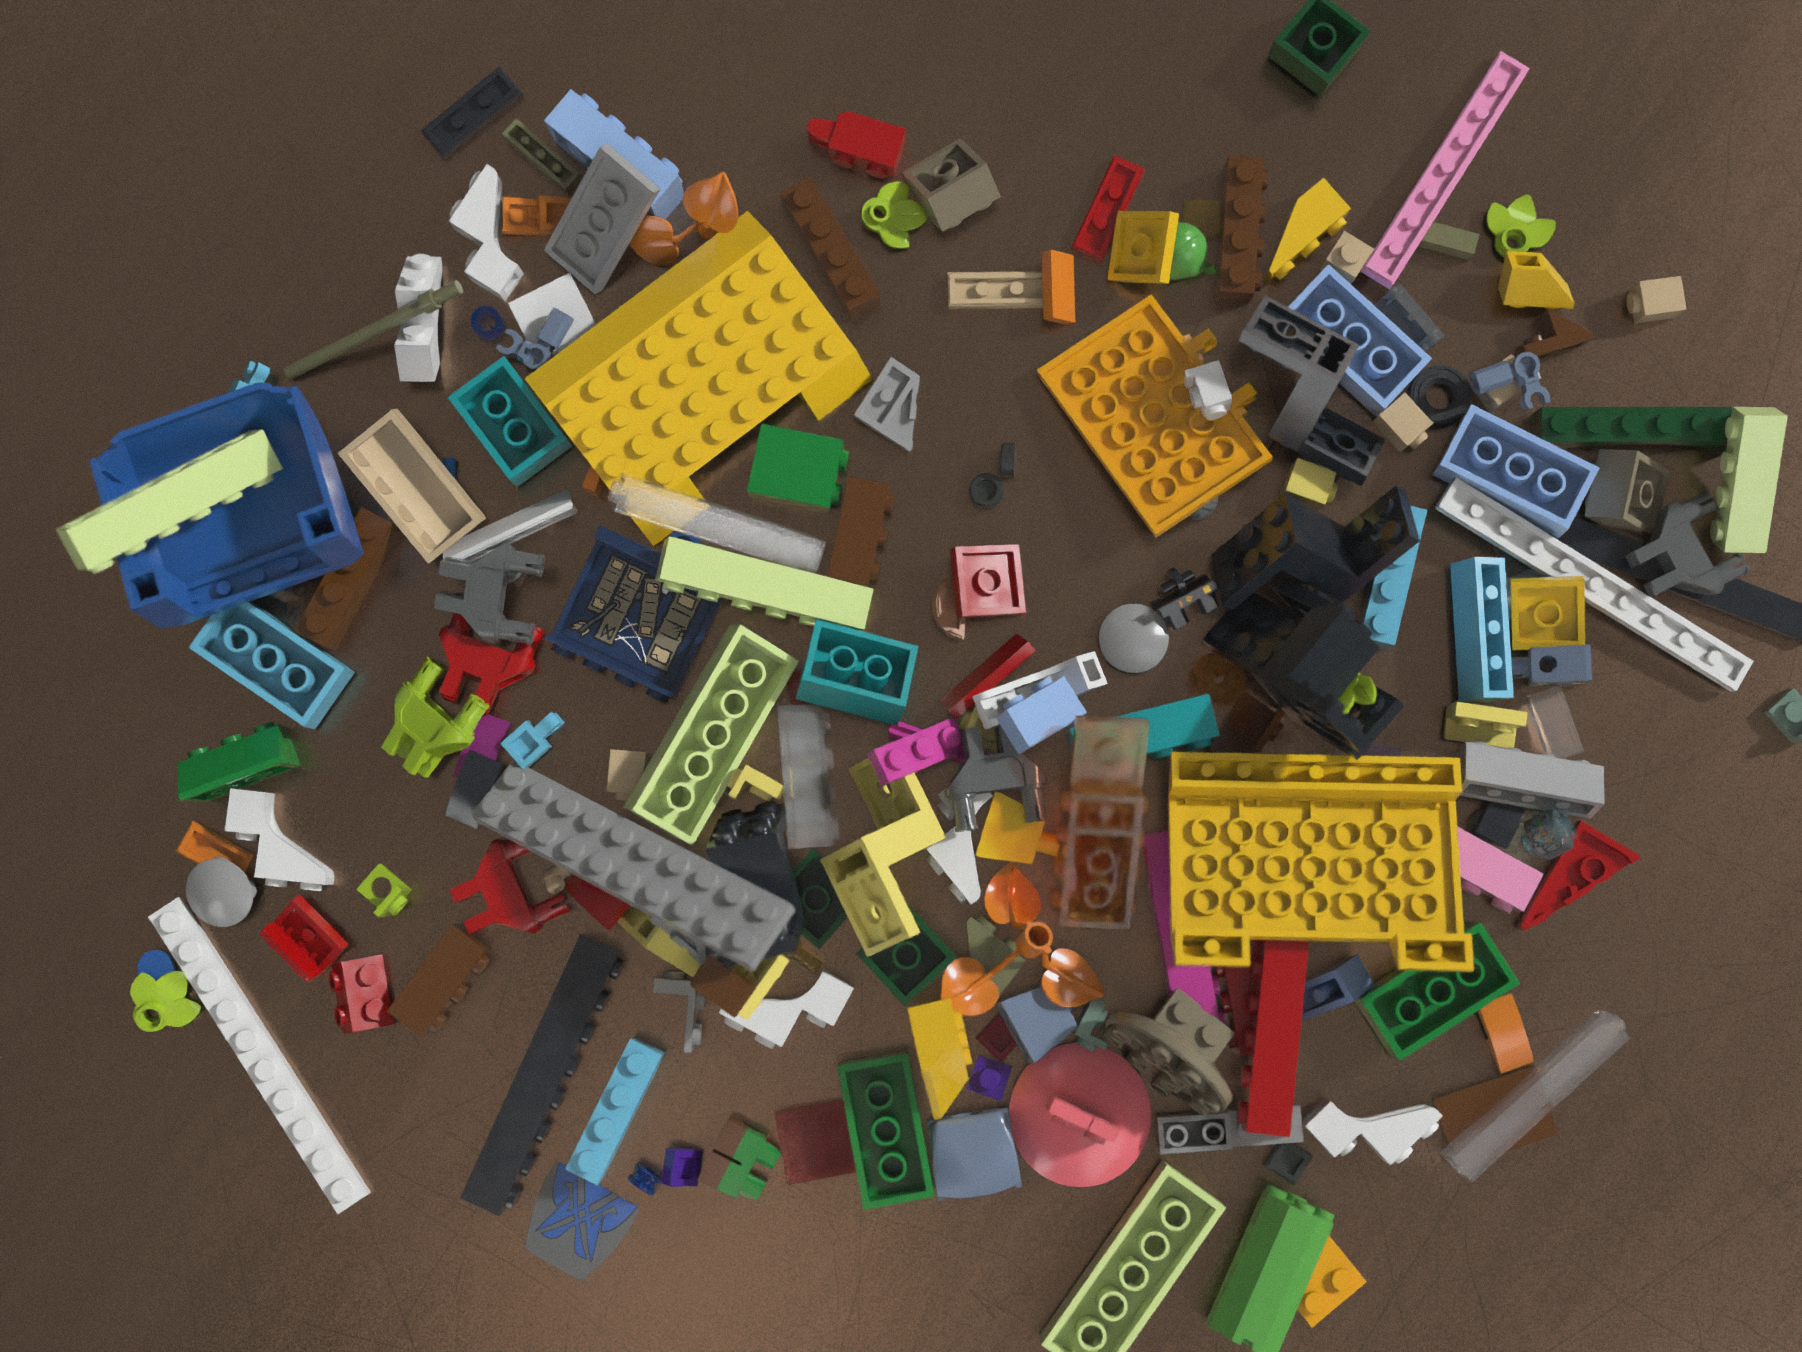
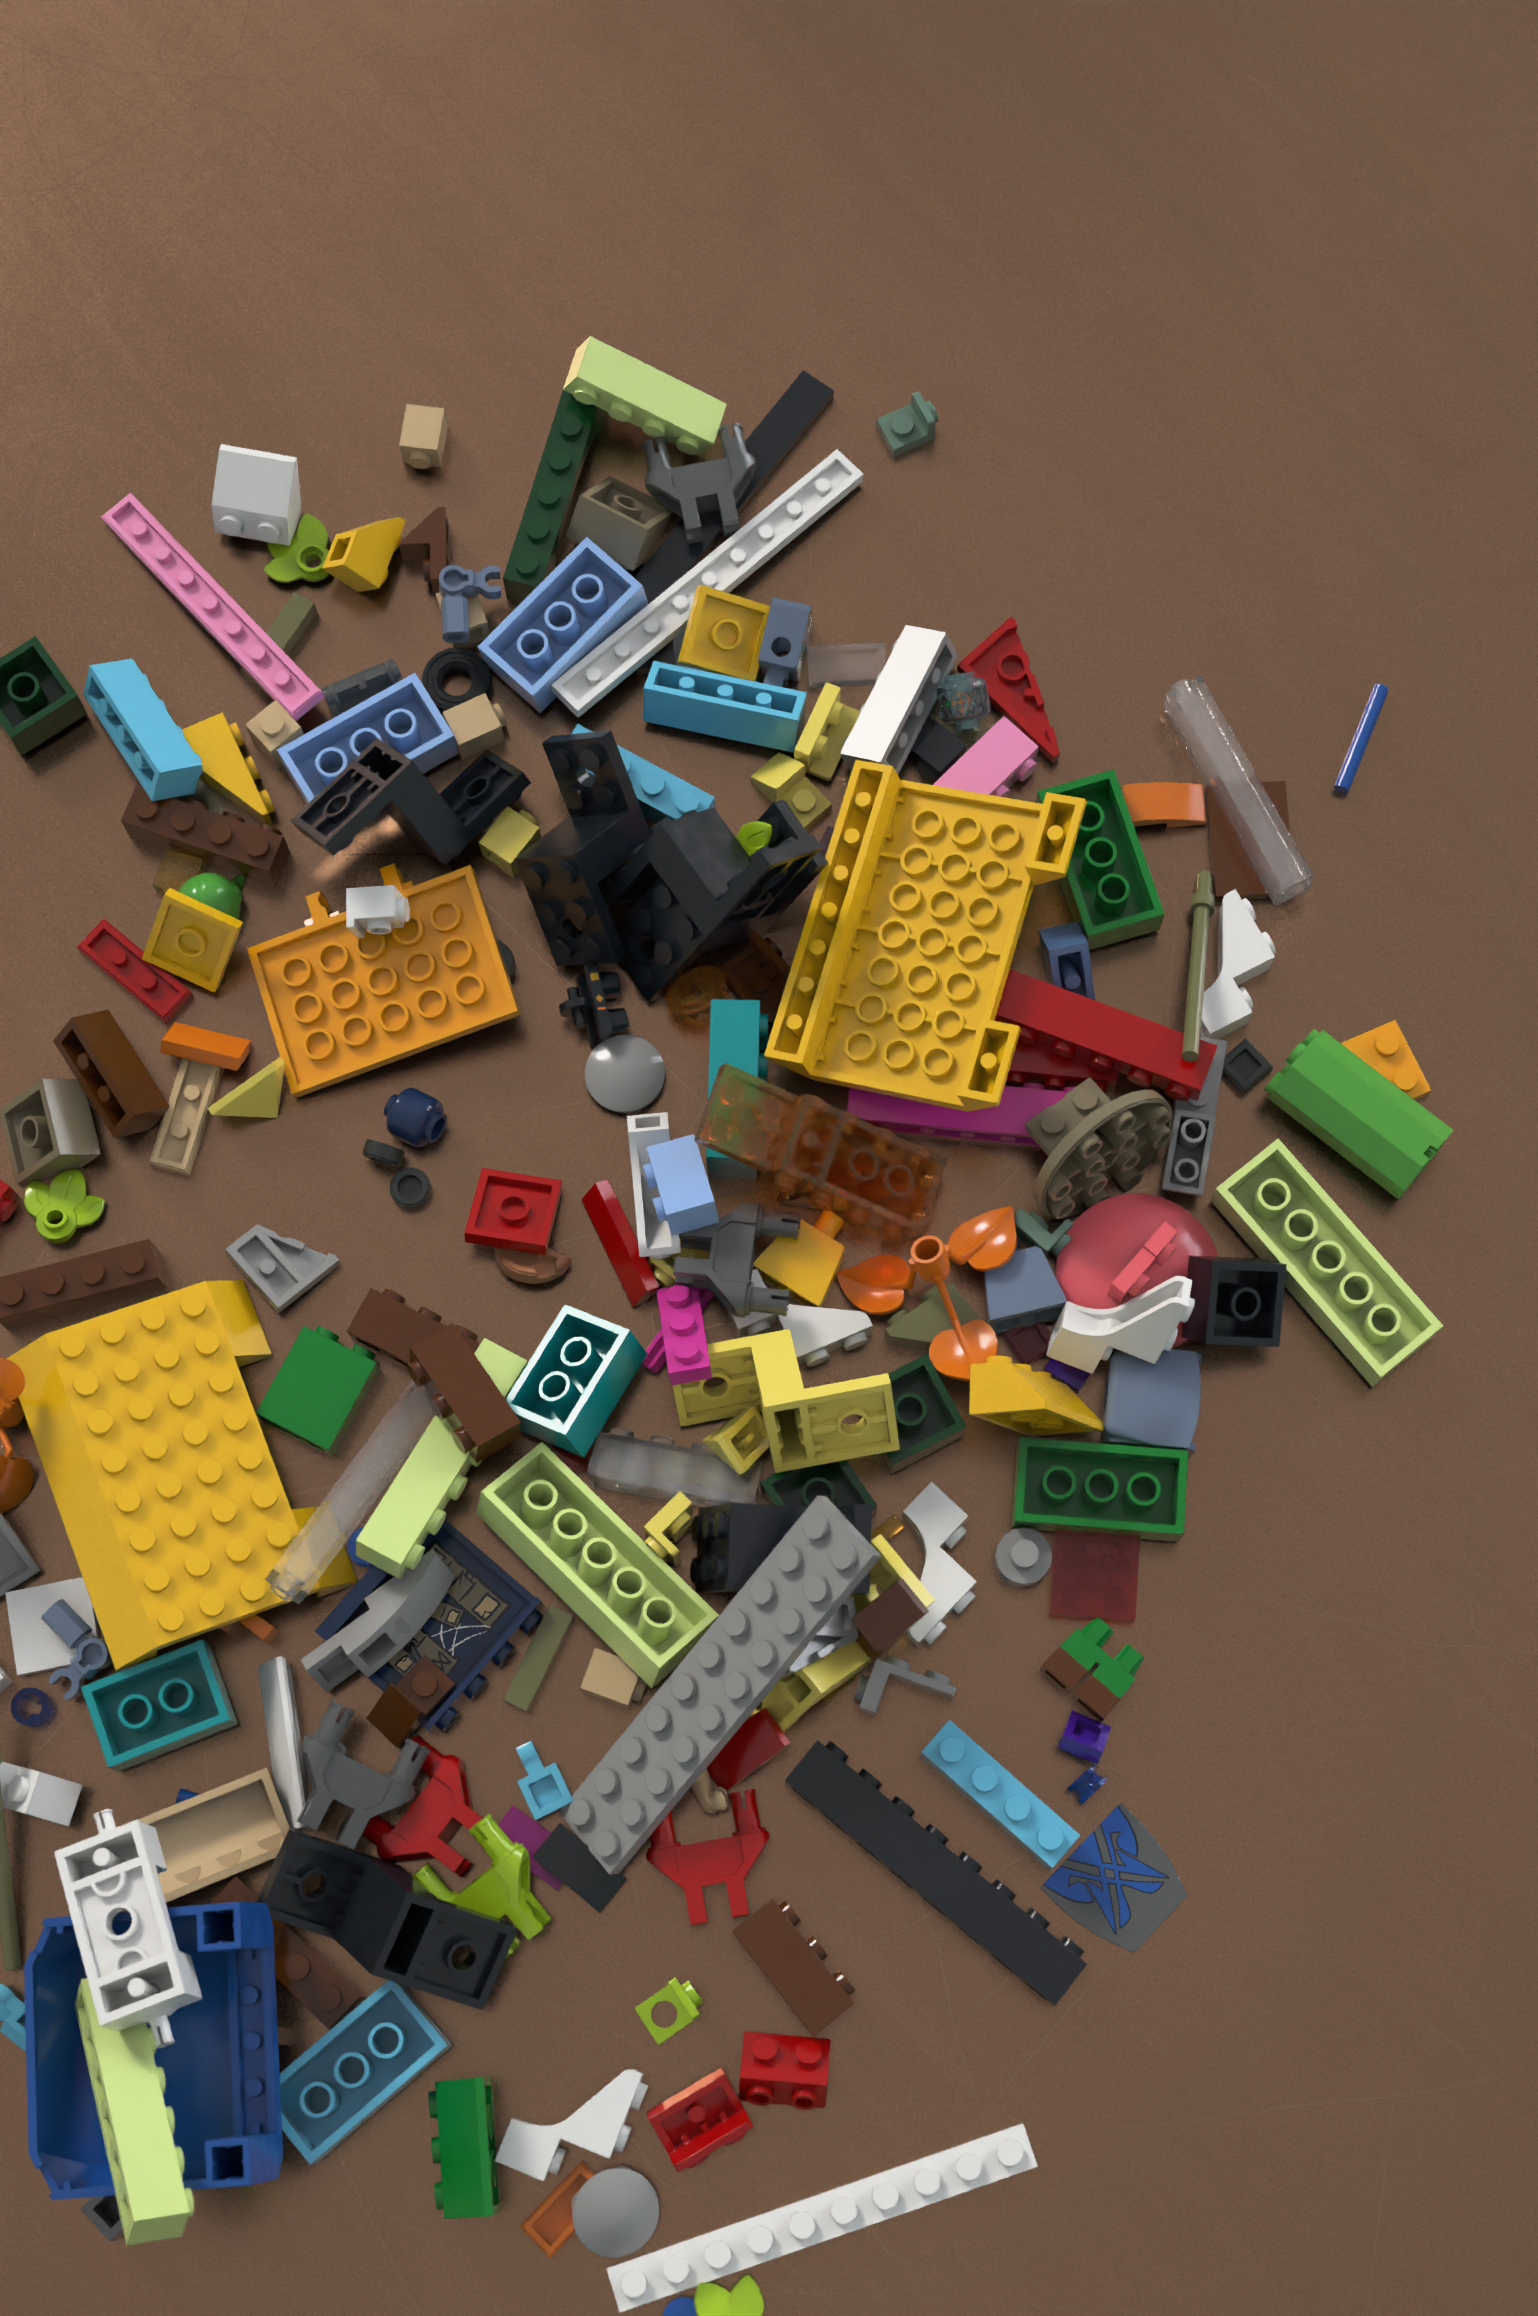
camera: 75 degrees left, 10 degrees down
(270, 474) = (142, 1971): none -> white brick
(385, 650) = (387, 1919): none -> black bracket
(567, 617) = (410, 1701): none -> reddish brown slope
(625, 584) = (393, 1619): none -> light grey slope
(629, 709) = (539, 1659): none -> olive piece
(814, 1079) = (1022, 1557): none -> light grey piece
(816, 585) = (463, 1393): none -> reddish brown brick
(844, 821) = (740, 1440): none -> light yellow slope
(1011, 218) = (111, 1073): none -> reddish brown brick
(1025, 1126) = (1137, 1327): none -> white arch
(1026, 339) = (256, 1096): none -> light yellow slope
(1045, 476) = (415, 1117): none -> dark blue head
(1074, 1203) = (1235, 1301): none -> black brick
(1315, 147) = (142, 729): none -> medium azure brick
(1418, 1090) = (1202, 909): none -> olive bar
(1424, 708) = (786, 779): none -> light yellow slope
(1556, 174) = (256, 495): none -> white slope
(1618, 1191) = (1361, 738): none -> blue bar

